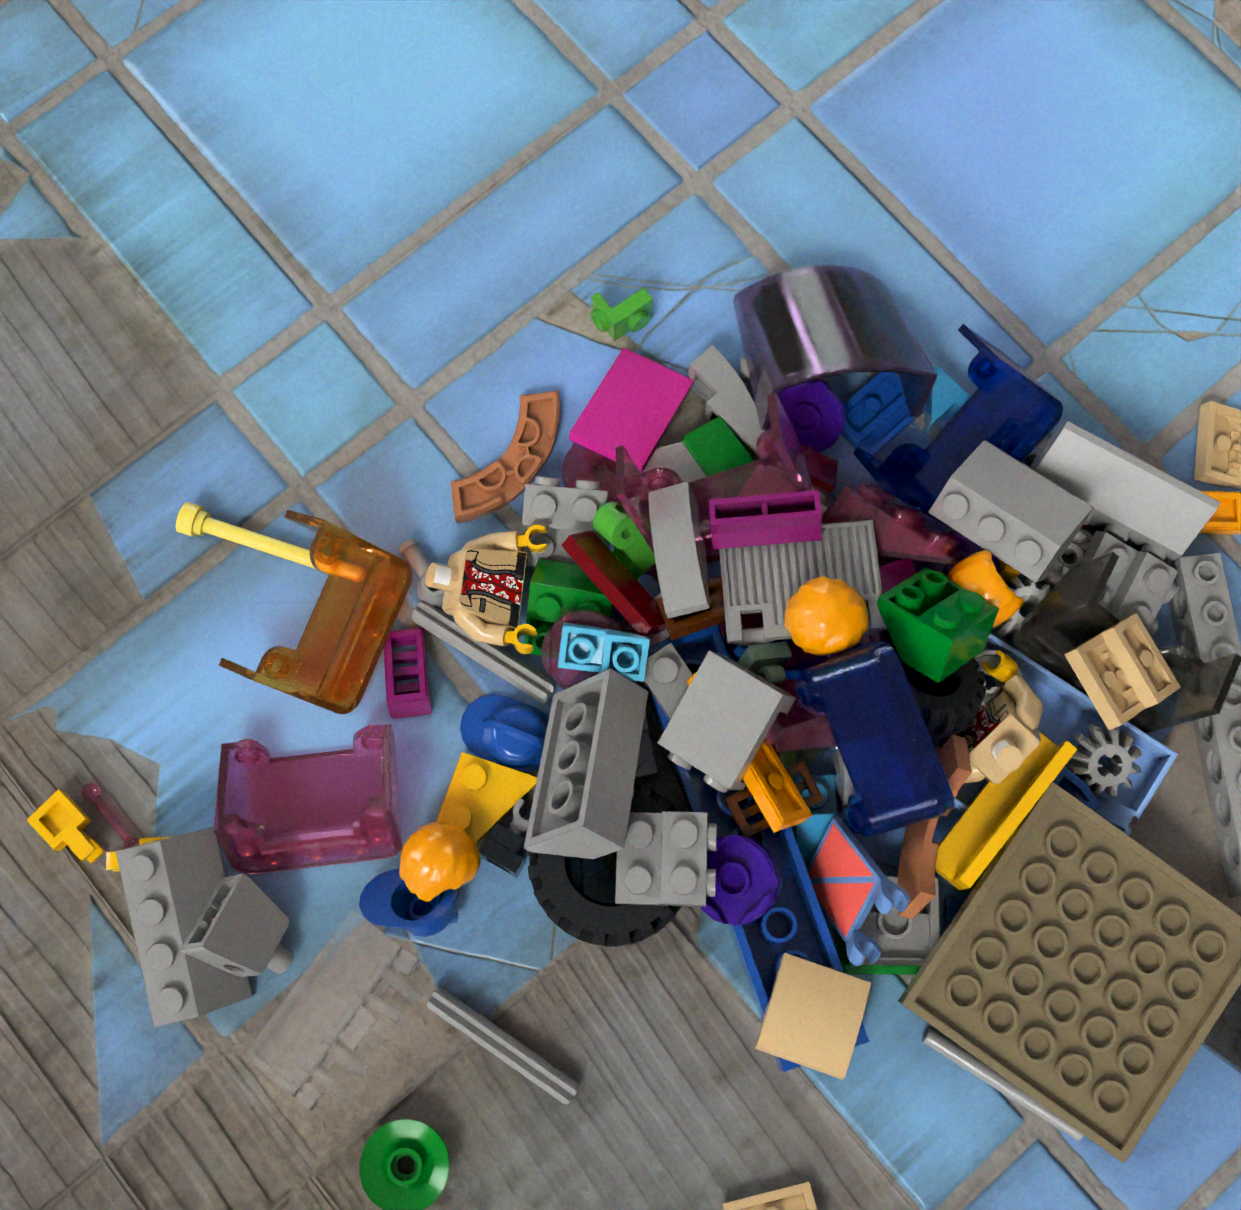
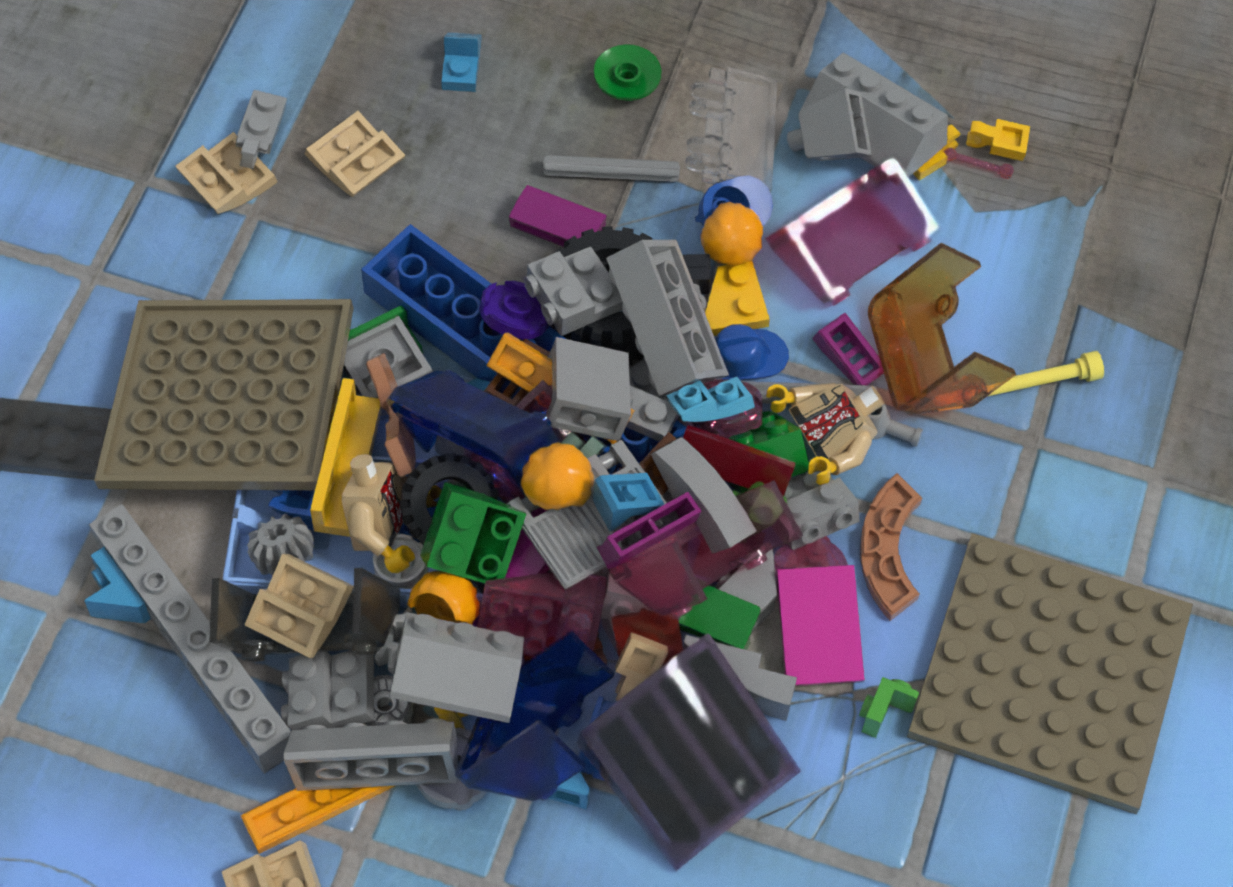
camera: 145 degrees right, 15 degrees down
(453, 274) = (1052, 673): none -> dark tan plate
(604, 1006) = (553, 216): none -> magenta piece
(768, 558) = (624, 496): none -> dark azure slope
(813, 1016) = (410, 257): tan slope -> none
(825, 447) = (637, 662): none -> tan plate
(848, 886) = (420, 344): flag -> none

